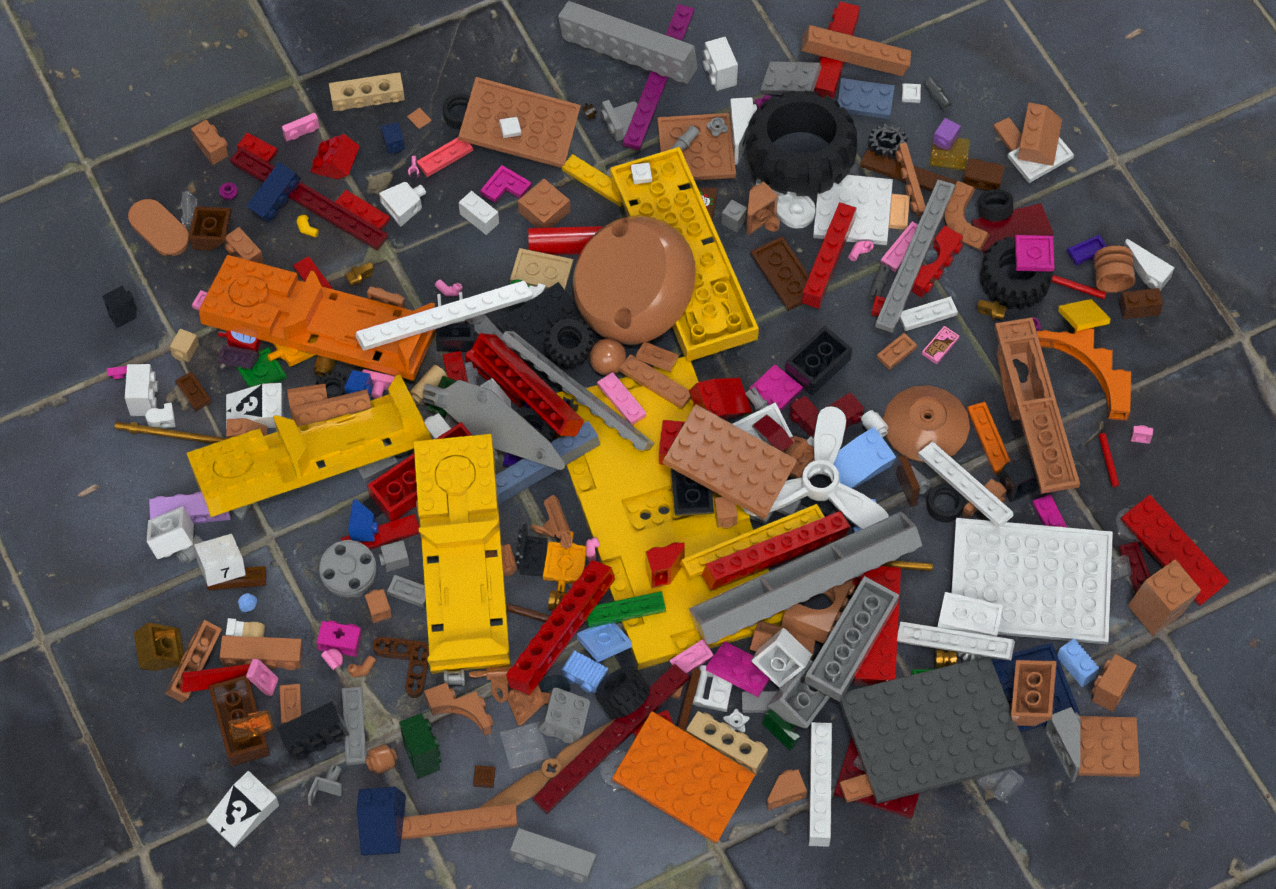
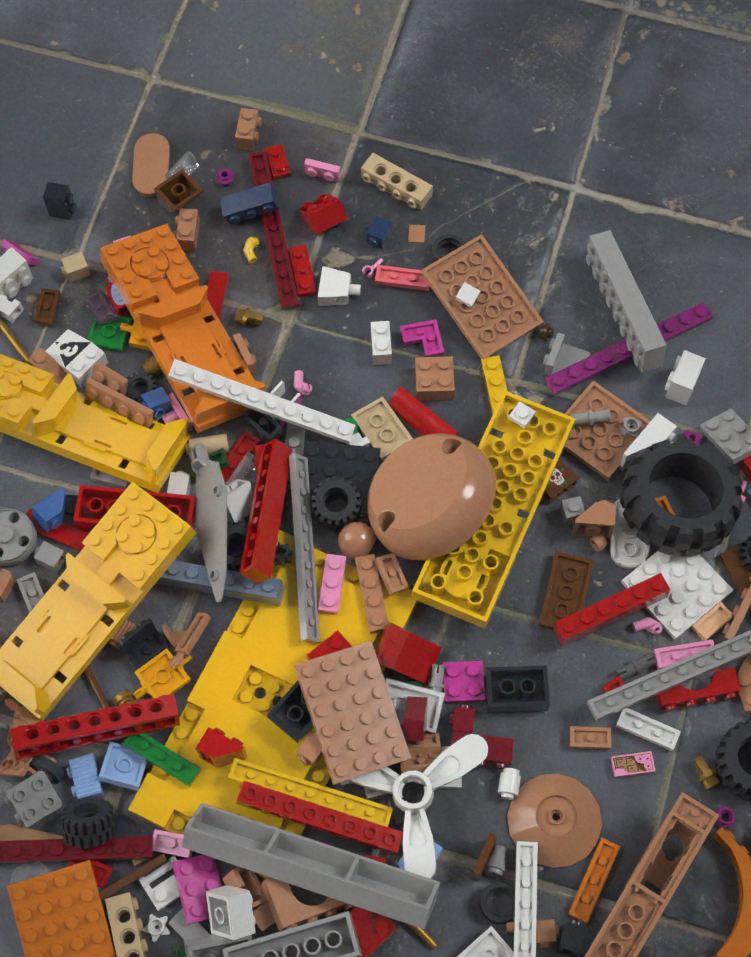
camera: 45 degrees right, 5 degrees up
(591, 544) = (188, 684): bright pink arm -> none
(863, 458) = (466, 804): light blue slope -> none

